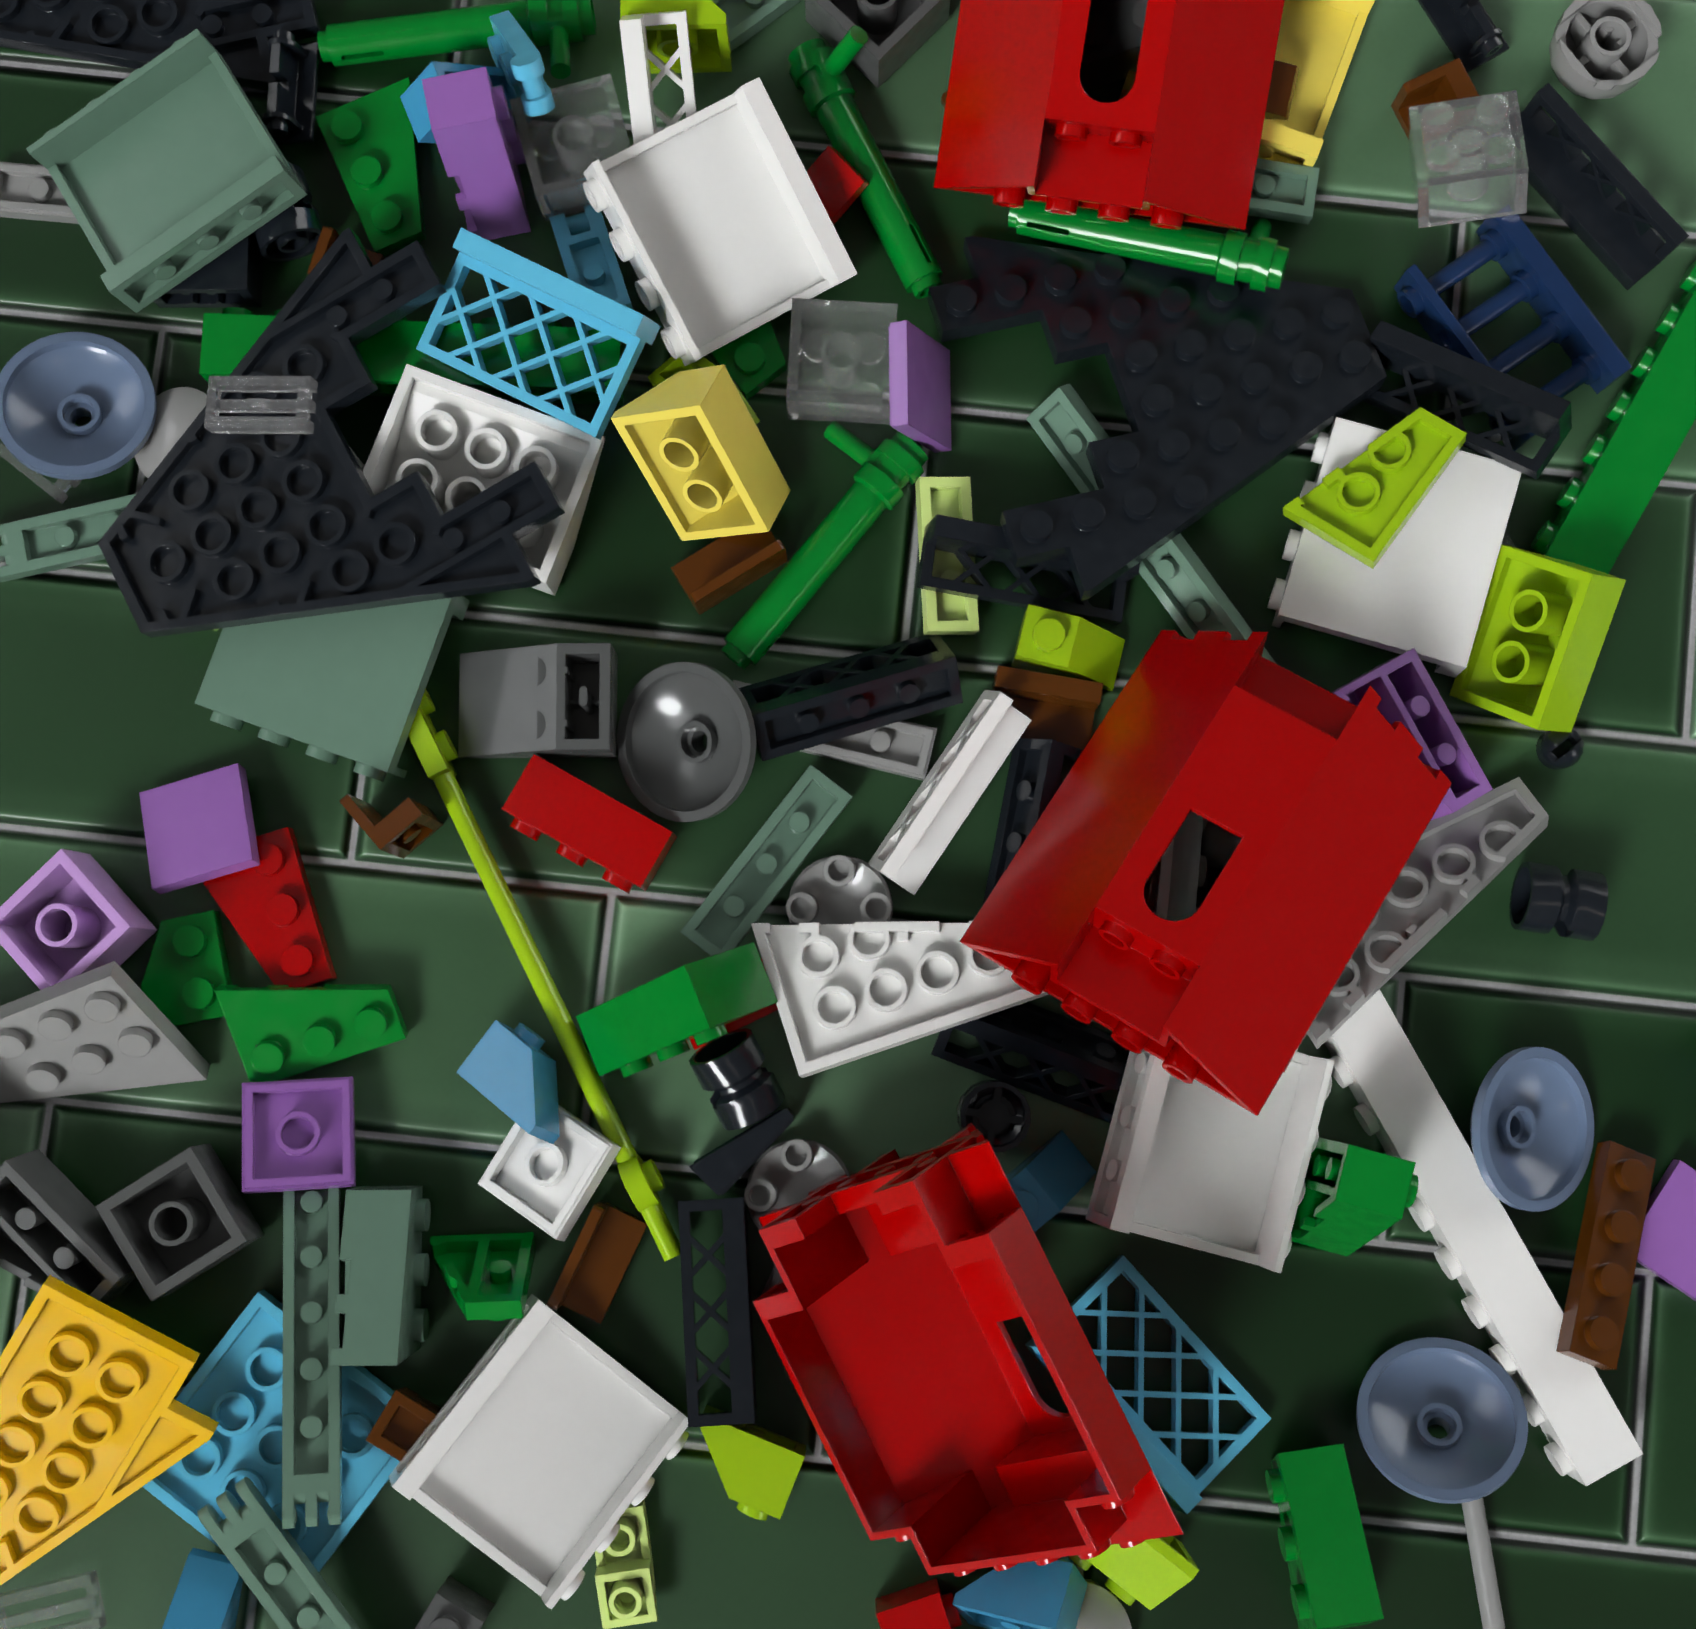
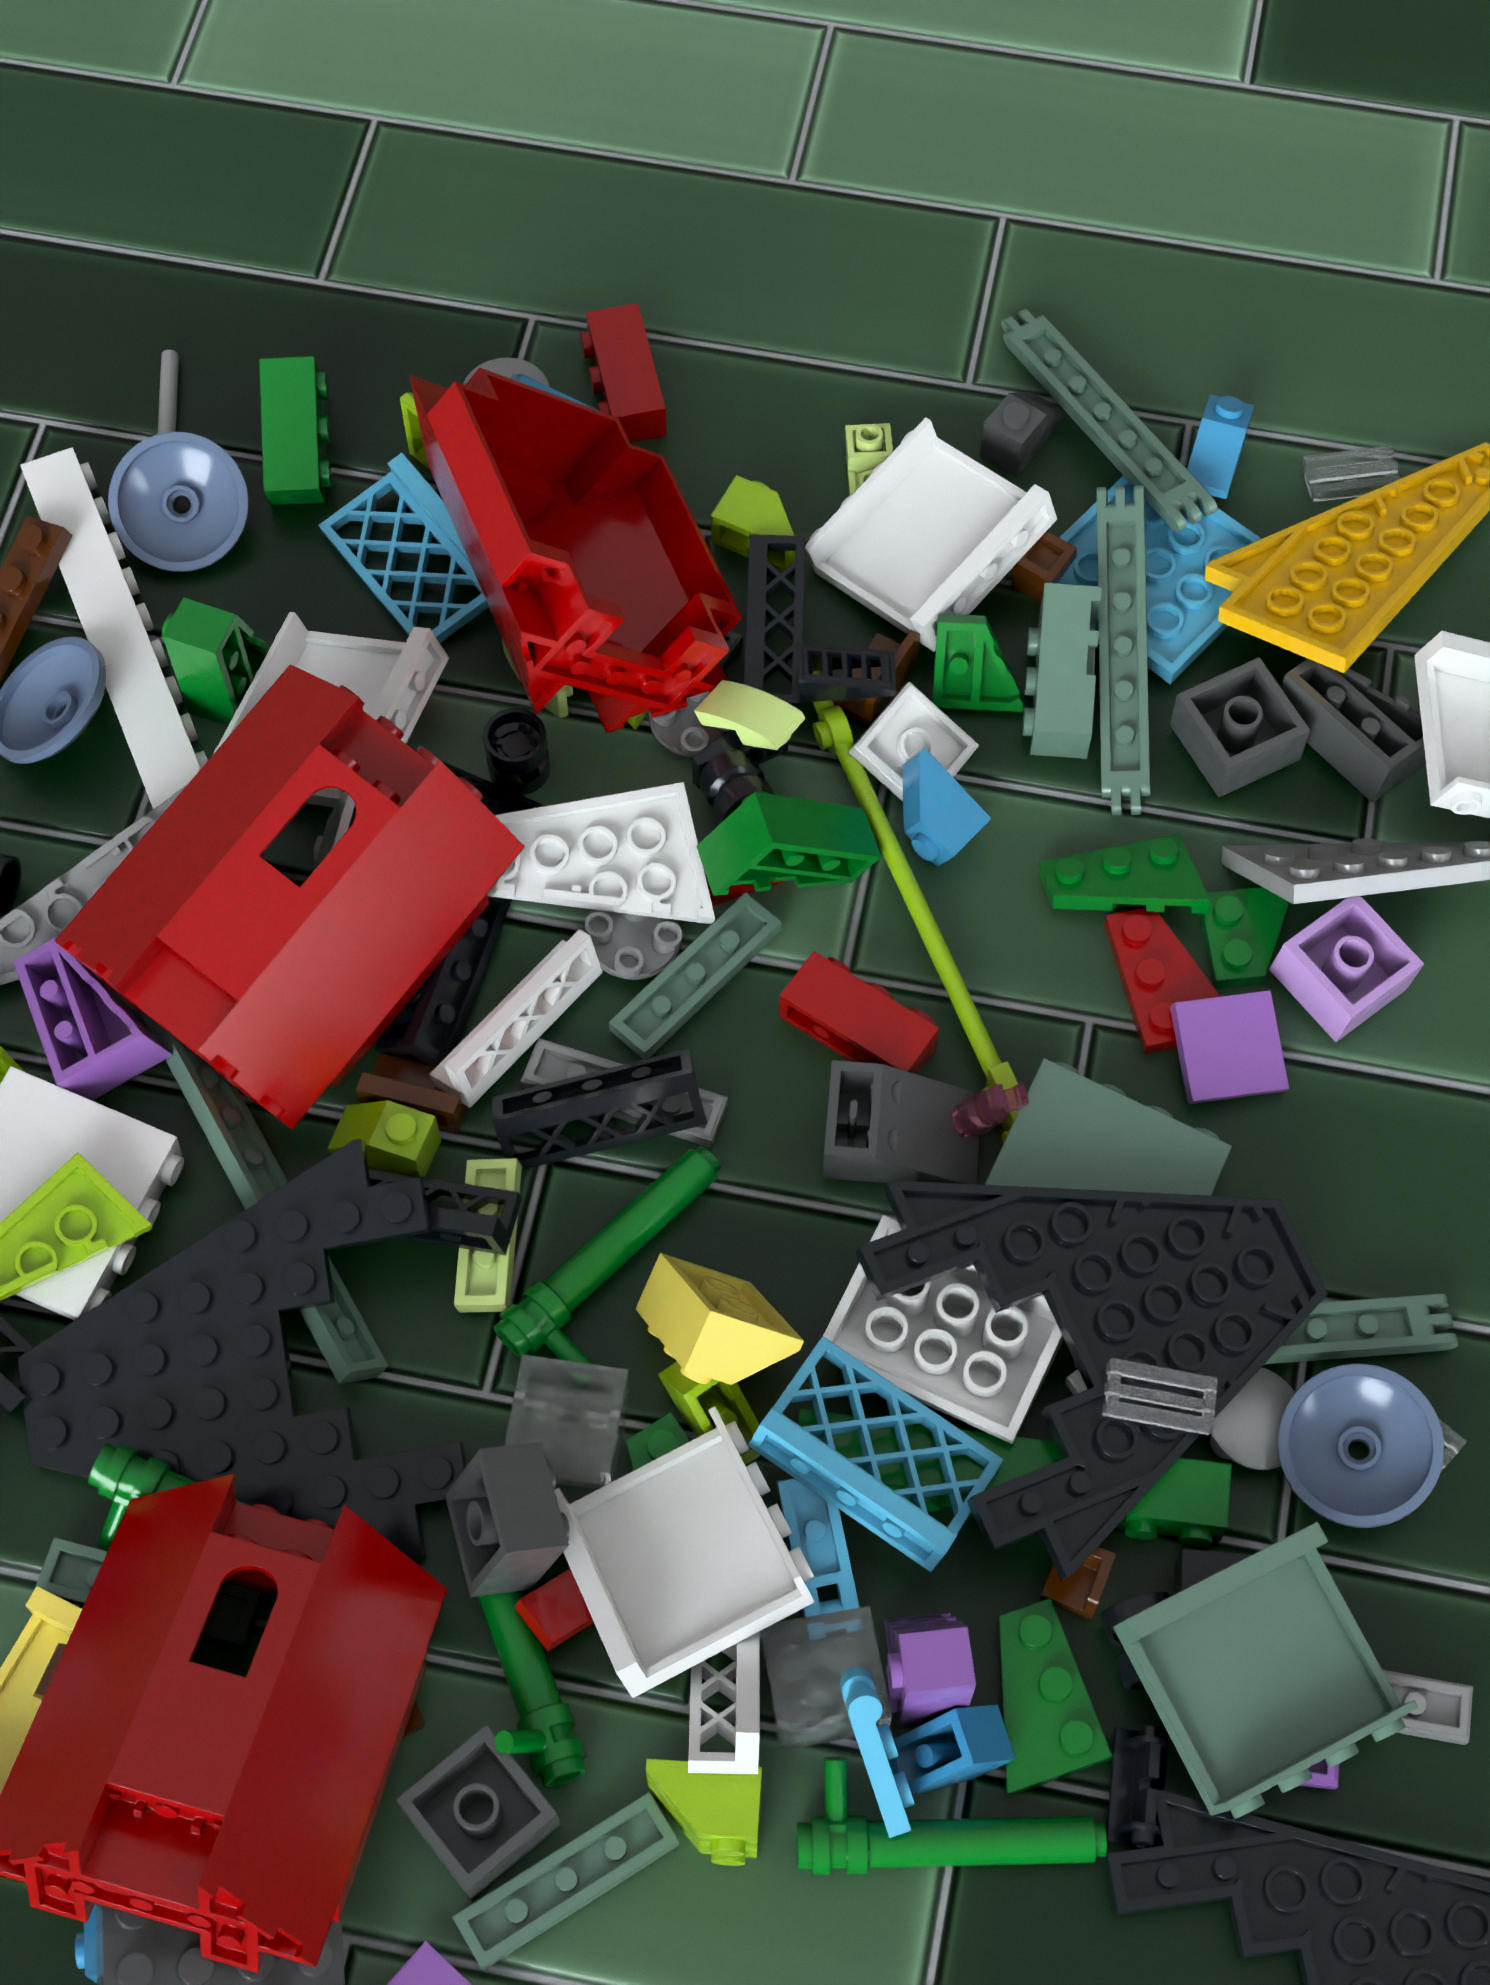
camera: 175 degrees left, 20 degrees down
(298, 1135) = (1135, 786): medium lavender tile -> none
(400, 830) = (1043, 1015): reddish brown panel -> none
(444, 716) = (988, 1109): none -> clear pink bar
(648, 1252) = (832, 657): none -> black slope
(663, 744) = (760, 1074): dark grey dish -> none
(728, 567) = (709, 1237): reddish brown panel -> none
(732, 1169) = (754, 714): none -> yellowish green slope
(881, 234) = (507, 1518): none -> dark grey brick
(919, 387) = (491, 1383): medium lavender tile -> none
(1049, 1179) = (479, 695): dark azure slope -> none

